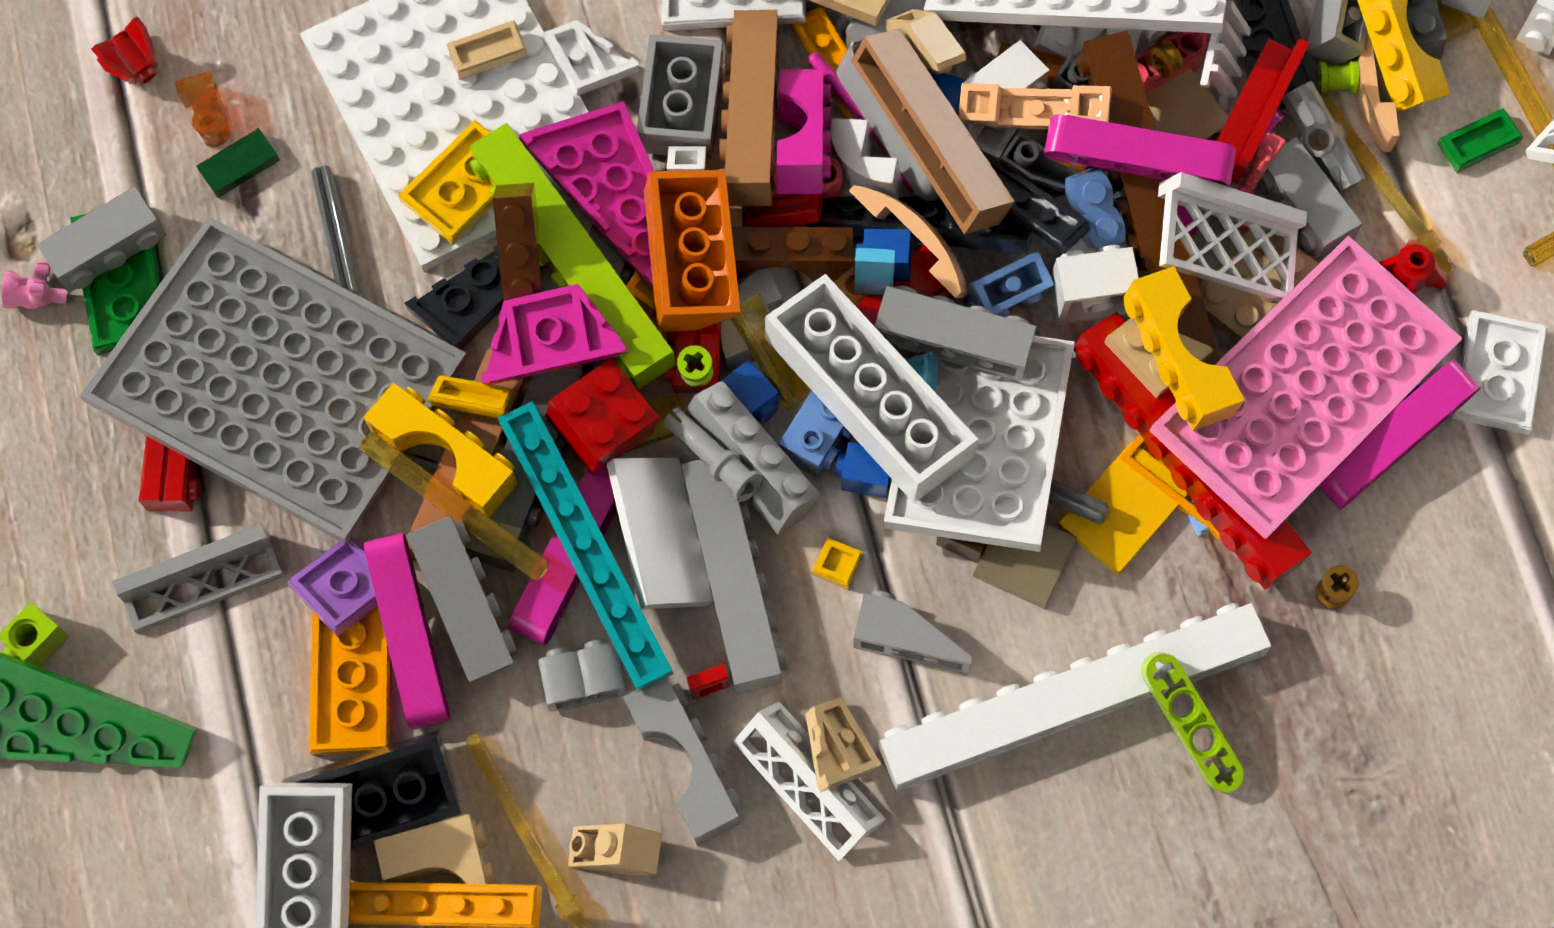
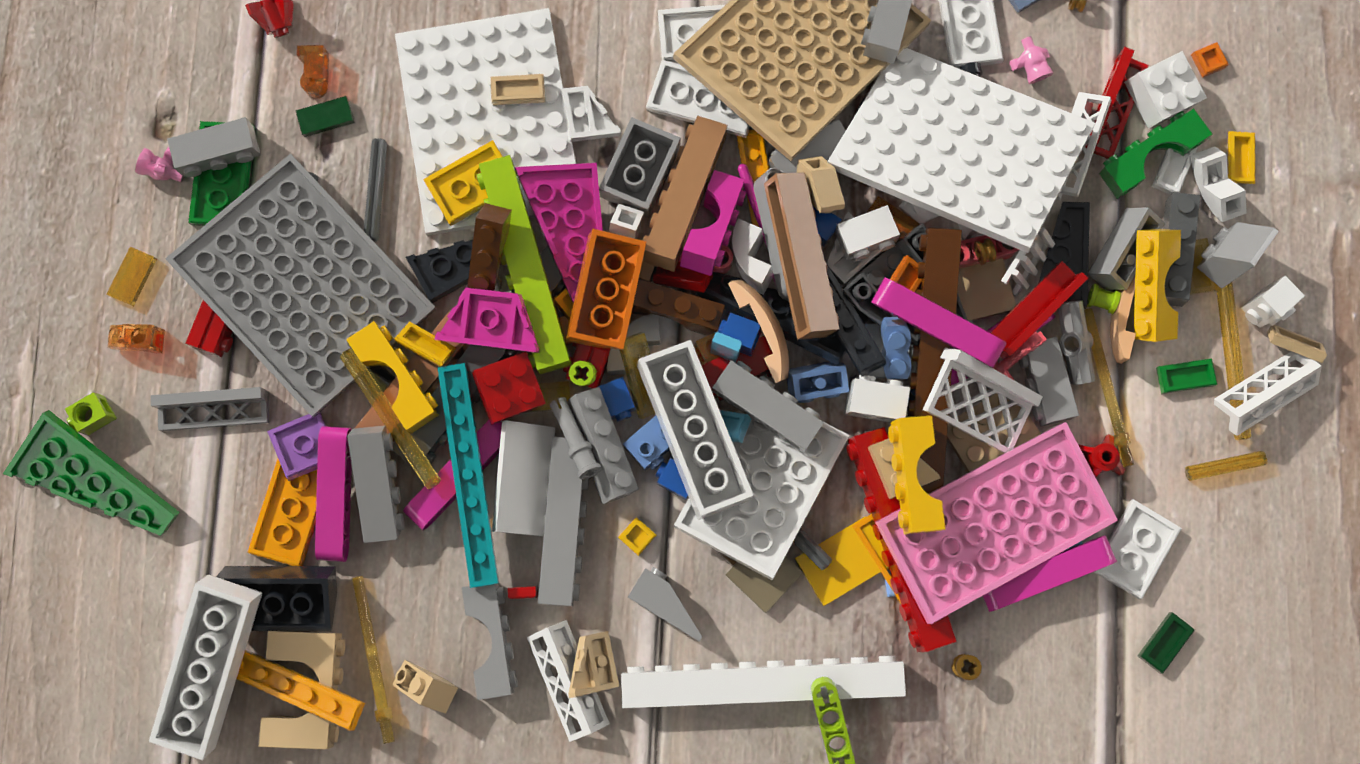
camera: 15 degrees right, 10 degrees up
(35, 443) = (131, 276): none -> clear yellow tile
(66, 518) = (136, 338): none -> clear orange leg
(582, 675) = (439, 560): light grey brick -> none
(1030, 107) = (878, 261): light nougat slope -> none

